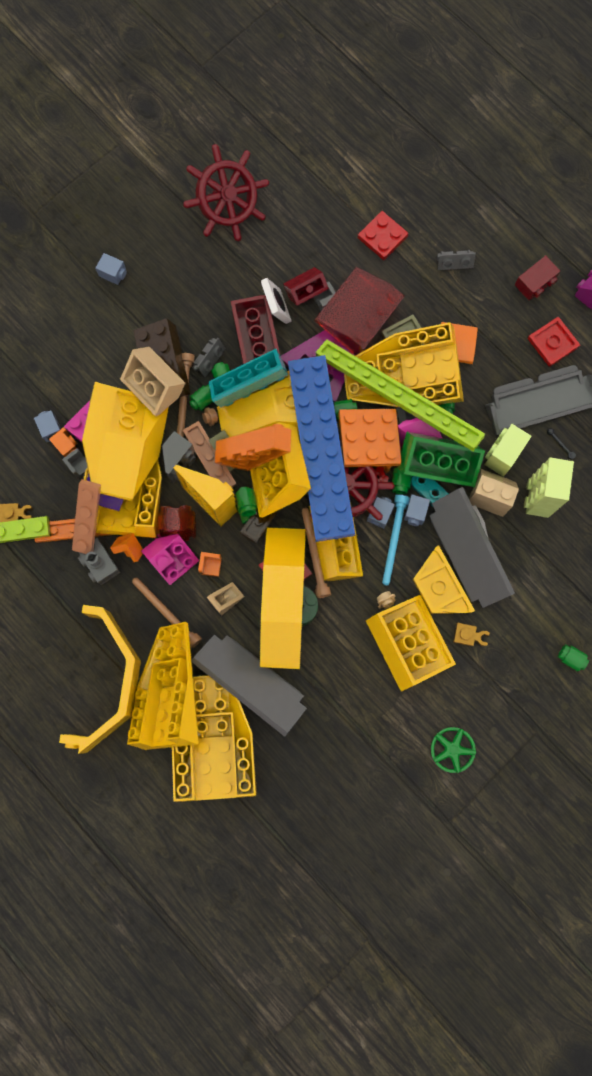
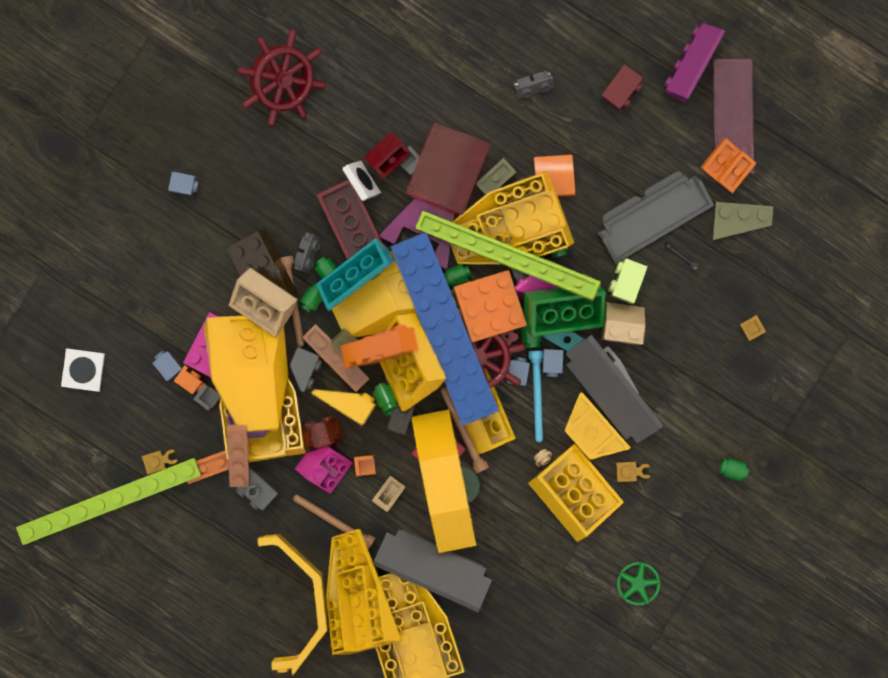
camera: 10 degrees left, 10 degrees up
(128, 545) = (281, 467): orange panel -> none
(210, 416) = (325, 316): medium nougat plate -> none
(382, 235) = (452, 75): plate -> none
(549, 487) = (674, 315): yellowish green brick -> none
(553, 341) = (652, 151): red plate -> none

